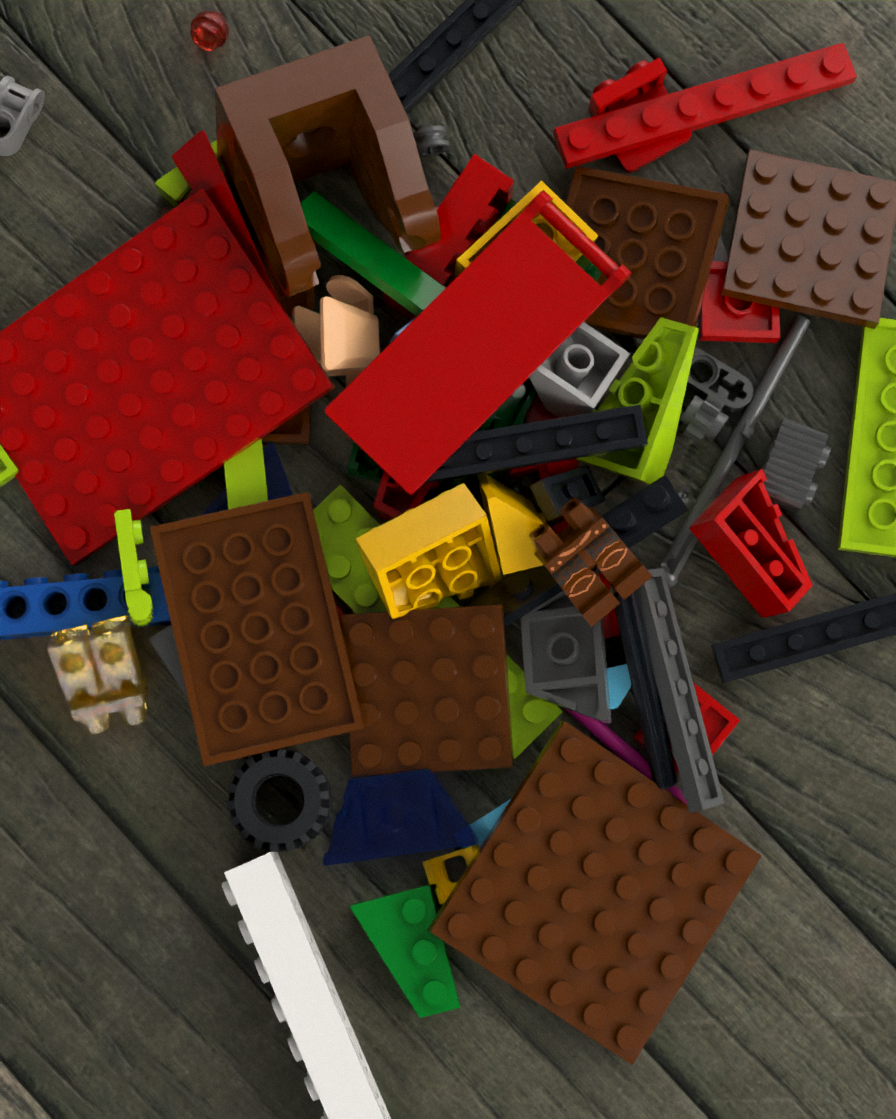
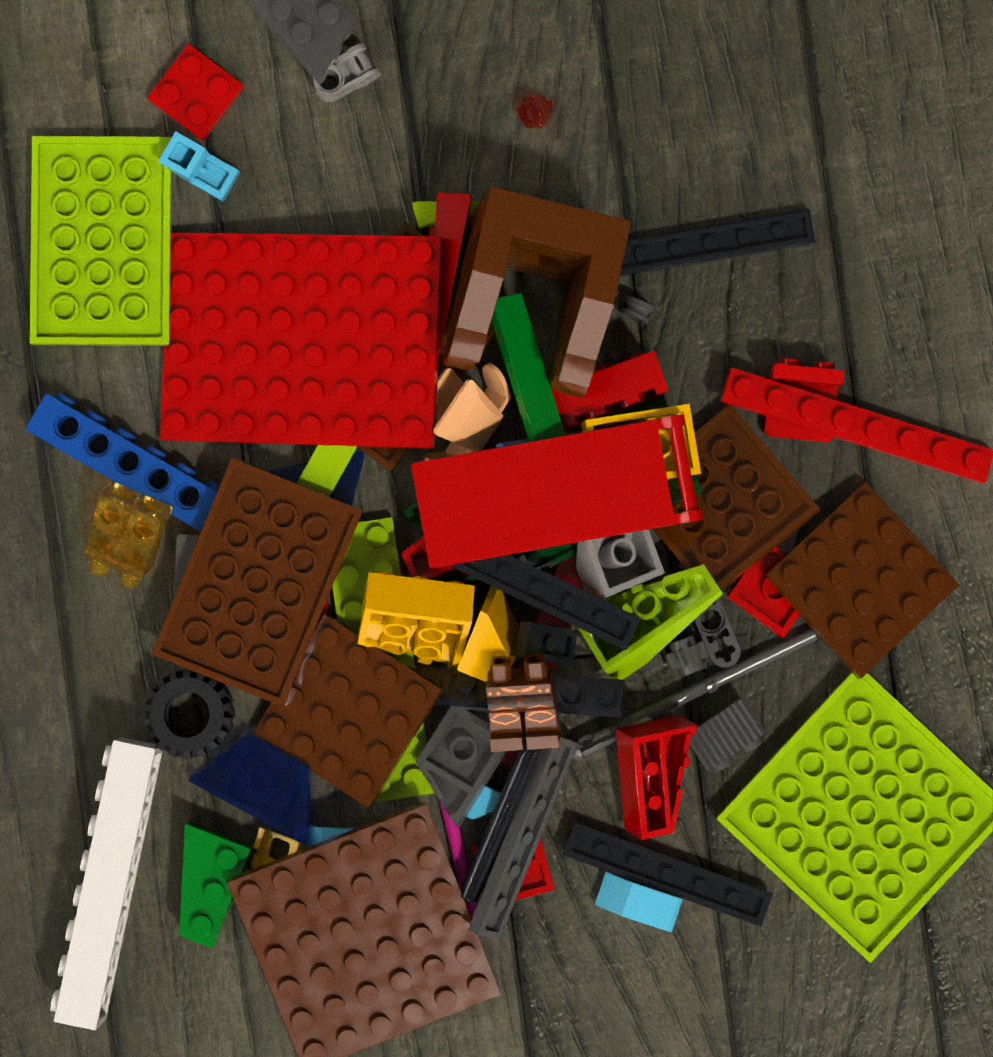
camera: 35 degrees right, 5 degrees up
(133, 570) = (199, 480): lime hinge -> none
(825, 676) = (638, 902): none -> medium azure slope

